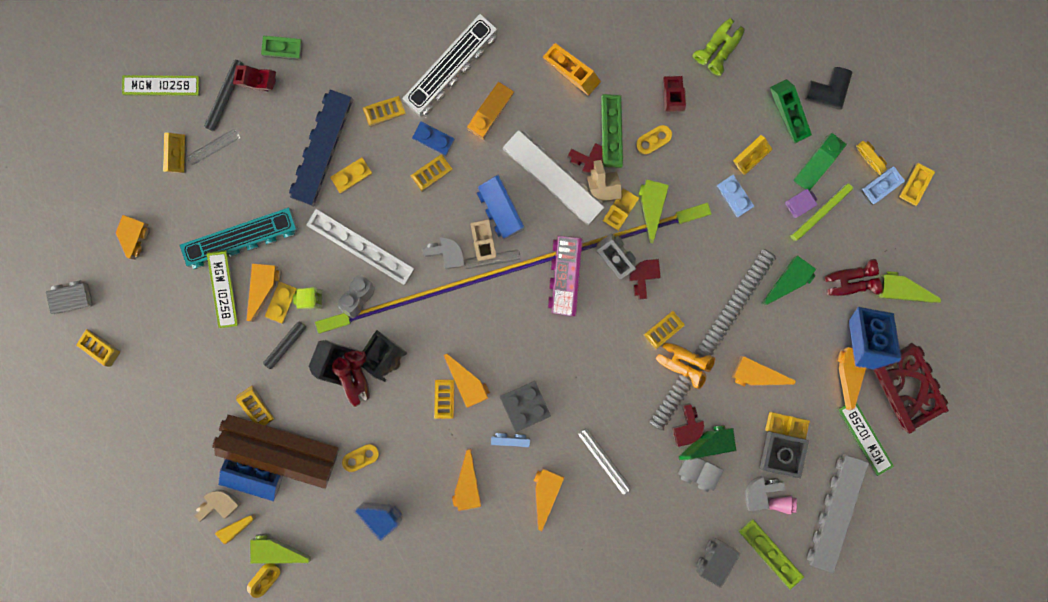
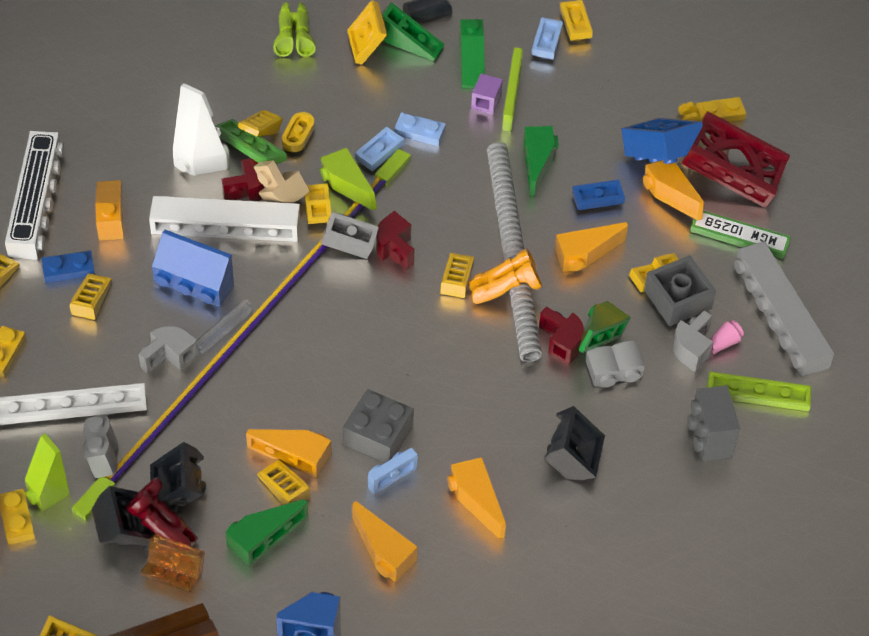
camera: 40 degrees left, 35 degrees down
(284, 345) = (53, 554): dark grey axle -> none
(340, 409) = (173, 564): none -> clear orange bracket
(360, 457) = (237, 605): yellow plate -> none
(403, 422) = (262, 530): none -> green slope
(483, 240) = (201, 311): tan brick -> none
(566, 275) = (314, 280): slope -> none
(572, 69) = (154, 126): light orange slope -> none
(575, 109) = (196, 139): none -> white wedge
(604, 461) = (506, 424): white axle -> none
(625, 512) = (575, 446): none -> black brick
(632, 119) = (262, 123): none -> yellow slope
(674, 94) = (286, 83): dark red brick -> none
(694, 194) = (379, 148): none -> light blue plate
(752, 155) = (404, 86): yellow plate -> none
(762, 93) = (367, 32): none -> yellow tile
(802, 340) = (598, 194): none -> blue plate
(849, 274) = (604, 102): dark red piece -> none
(866, 149) = (515, 24): yellow plate -> none
(902, 288) = (651, 97): lime slope -> none
(940, 331) = (727, 109): none -> yellow hinge

